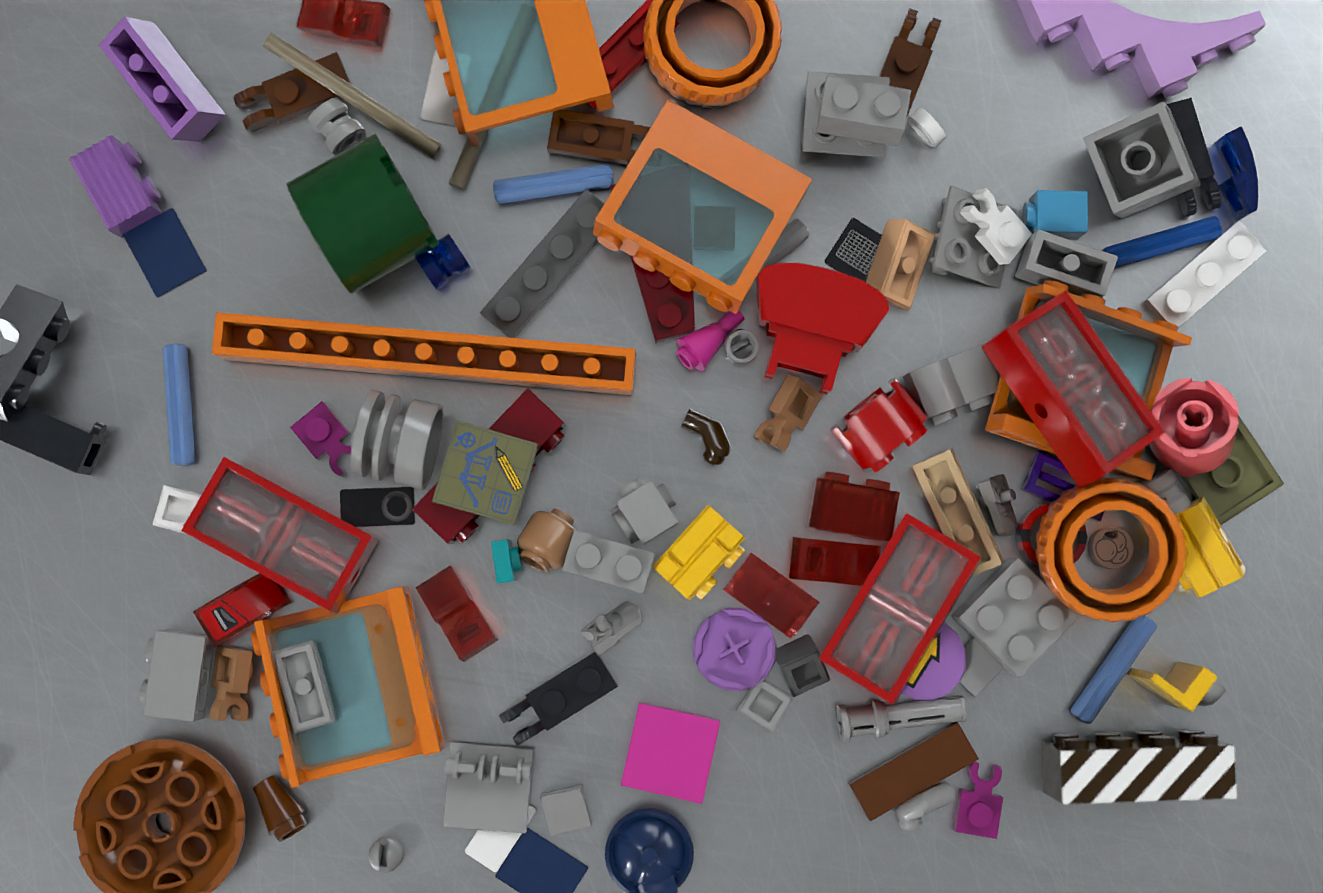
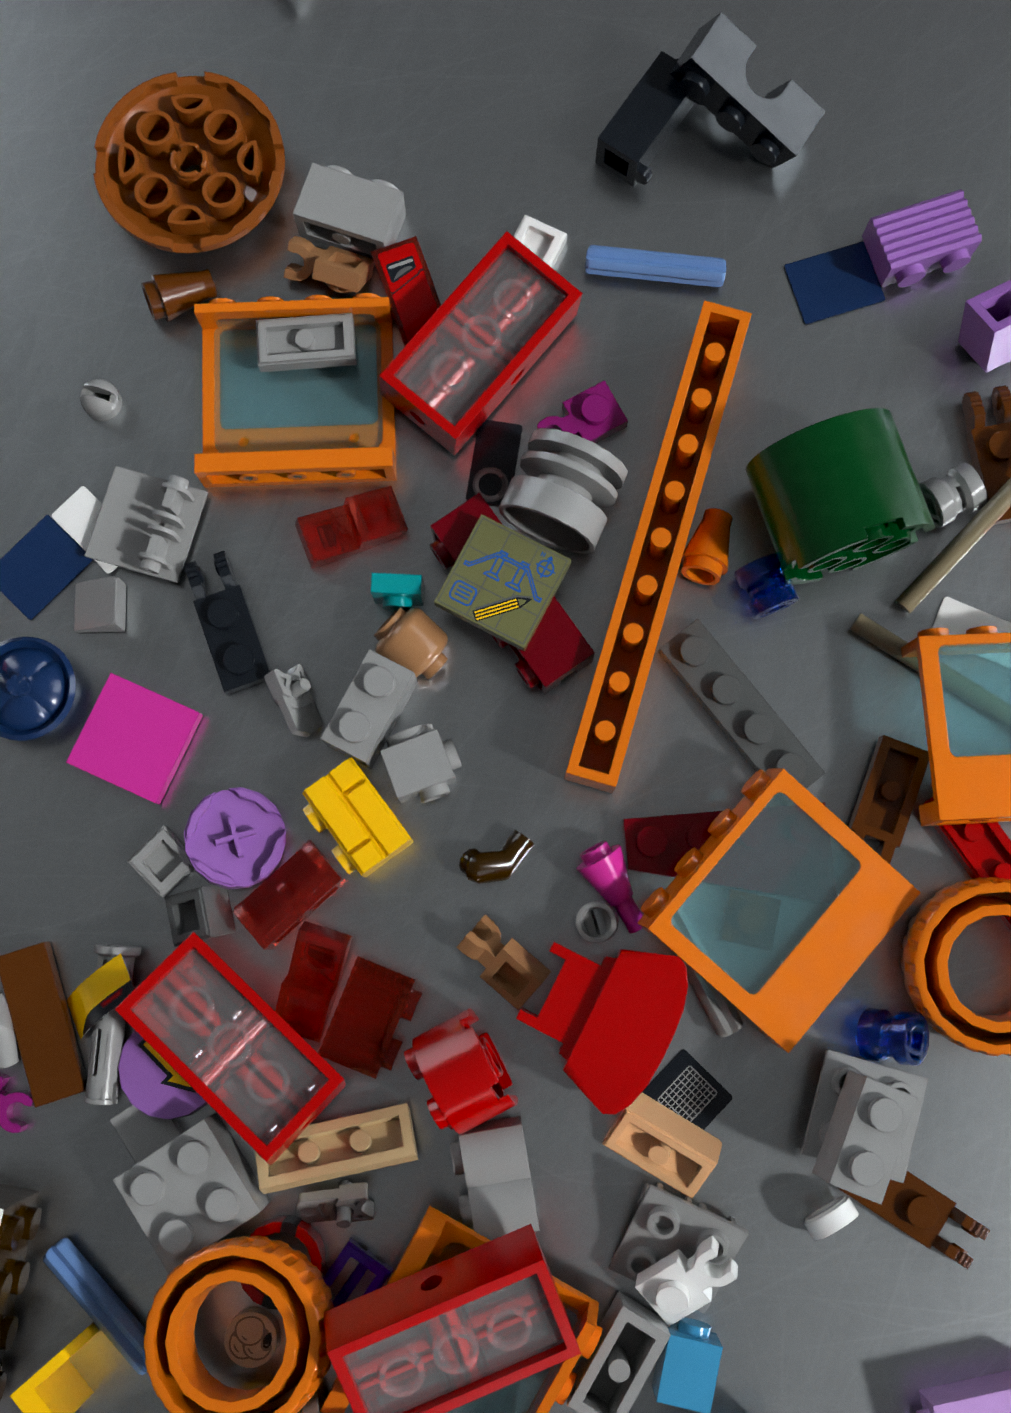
camera: 105 degrees right, 5 degrees down
(418, 313) = (708, 549): none -> orange cone
(553, 183) = (838, 736): medium blue axle -> none
(782, 105) = (898, 1036): none -> clear blue wheel
(882, 726) = (99, 994): none -> yellow sticker

